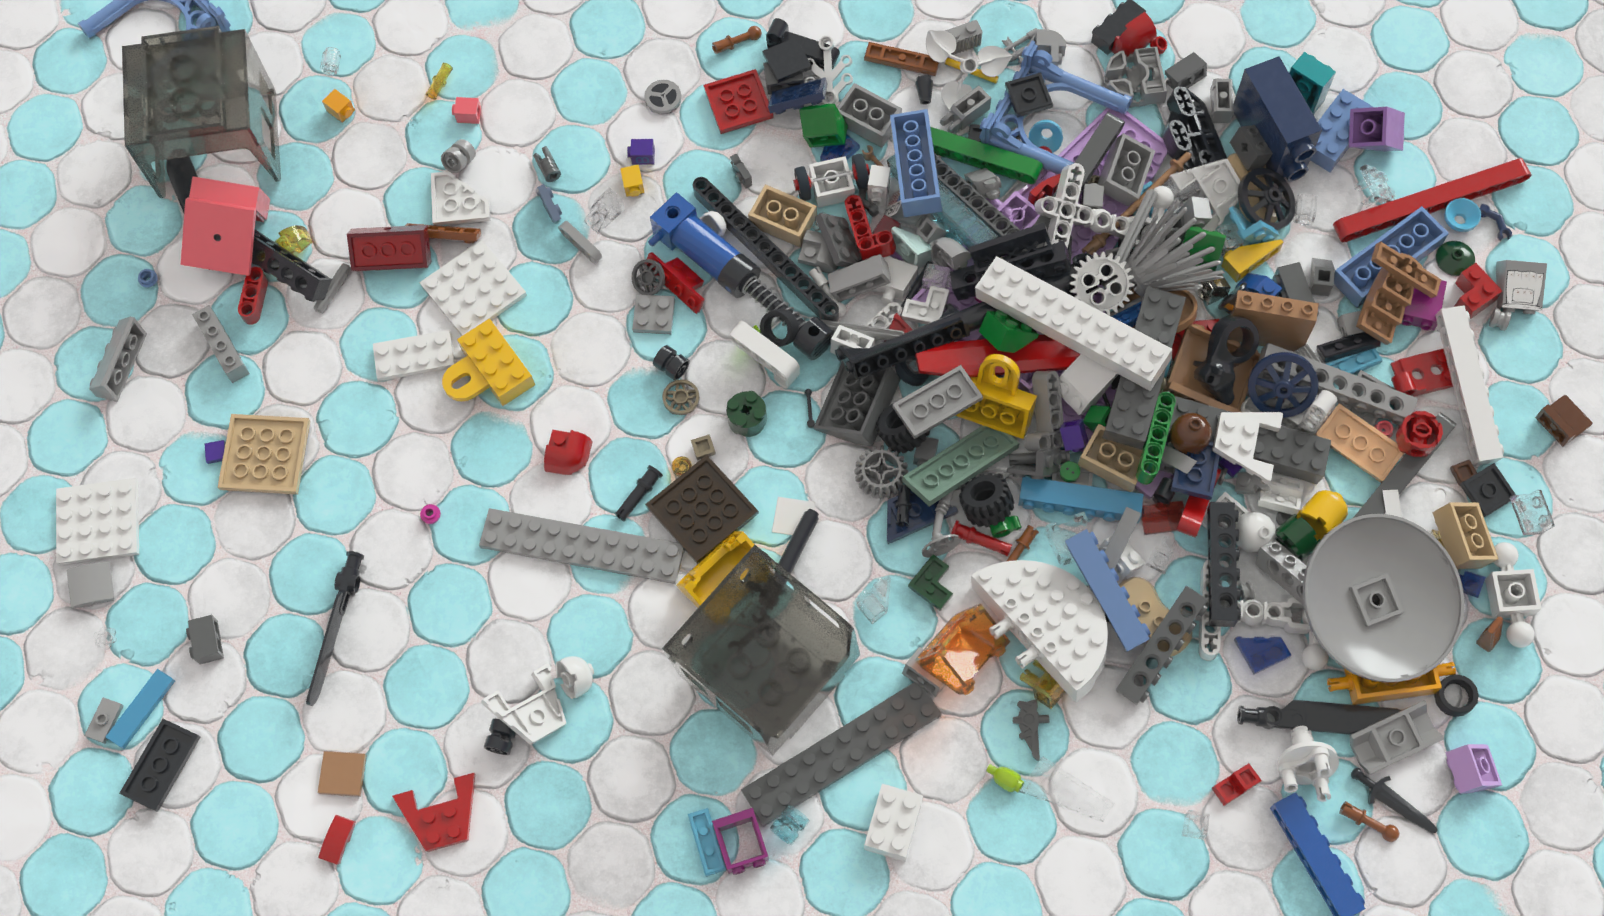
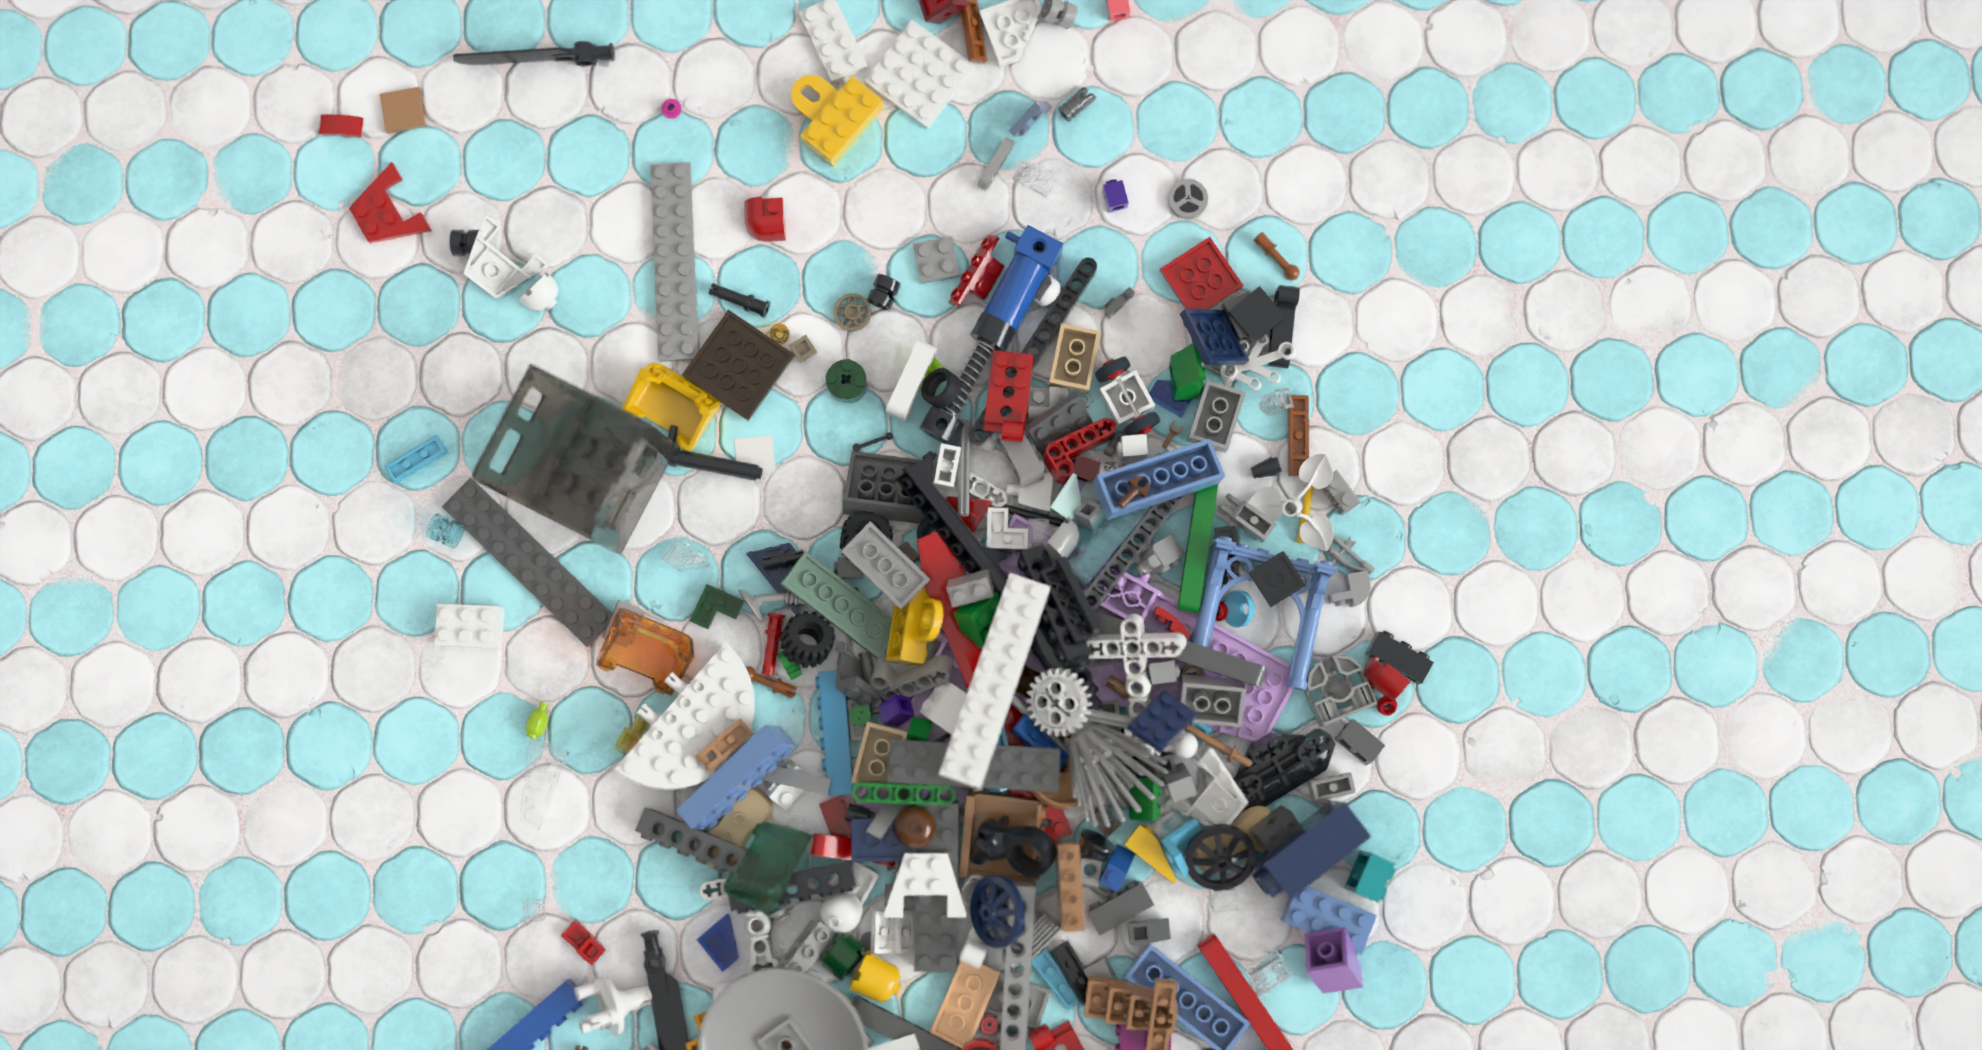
camera: 70 degrees right, 15 degrees up
(632, 180) = (1078, 195): yellow brick -> none
(648, 277) = (971, 243): dark grey wheel -> none
(735, 820) = (438, 478): magenta window -> none
(833, 273) = (1014, 425): none -> red hinge
(863, 471) = (826, 528): light grey gear -> none
(868, 59) = (1276, 402): none -> clear brick
(927, 168) = (1133, 491): none -> reddish brown bar
(978, 330) = (970, 588): none -> light grey brick
(1028, 722) = (599, 731): dark grey piece -> none
(1074, 588) = (724, 744): none -> medium nougat plate
(1139, 202) = (1161, 721): none -> dark blue plate
(1201, 572) = (767, 866): none -> clear green windscreen

